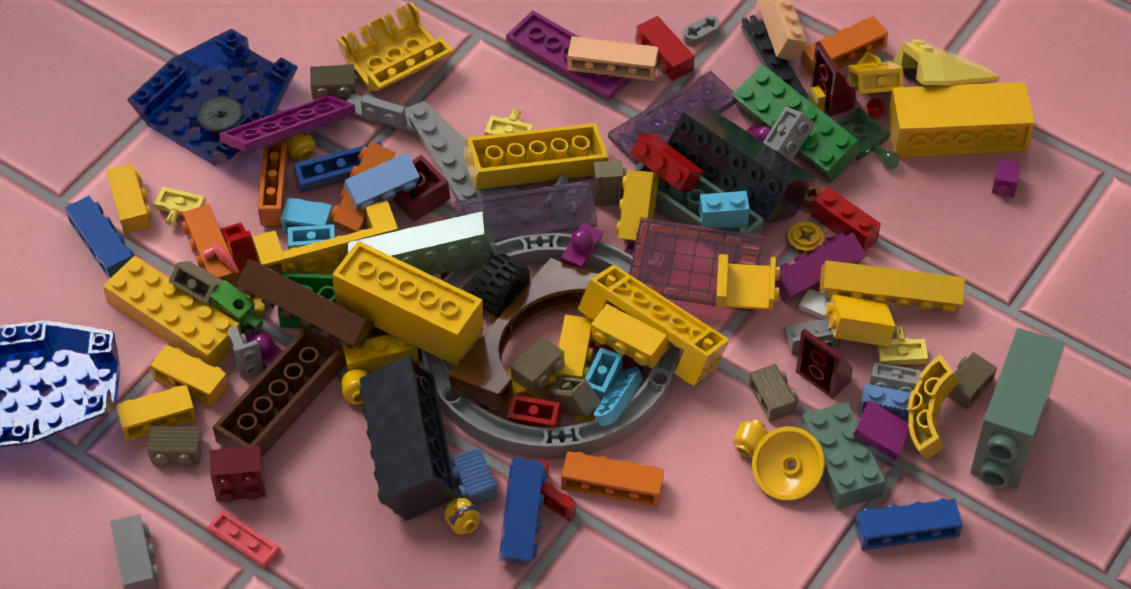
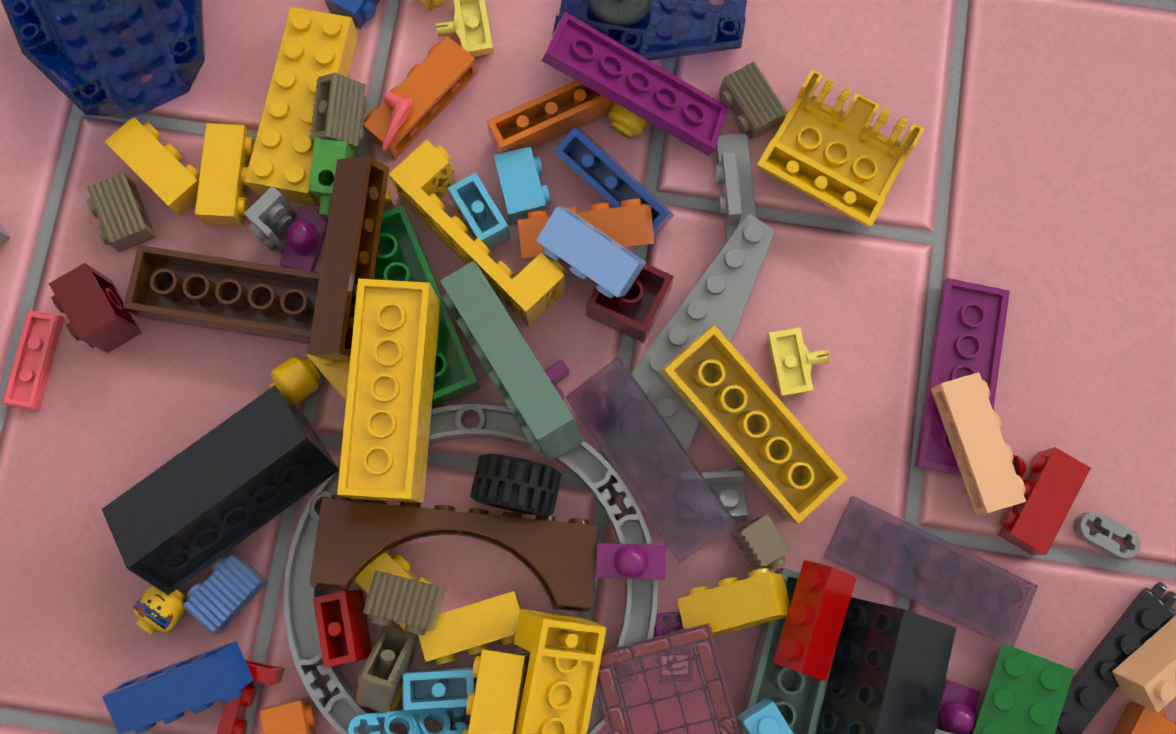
camera: 60 degrees right, 25 degrees up
(239, 244) = (436, 125): red bracket -> none

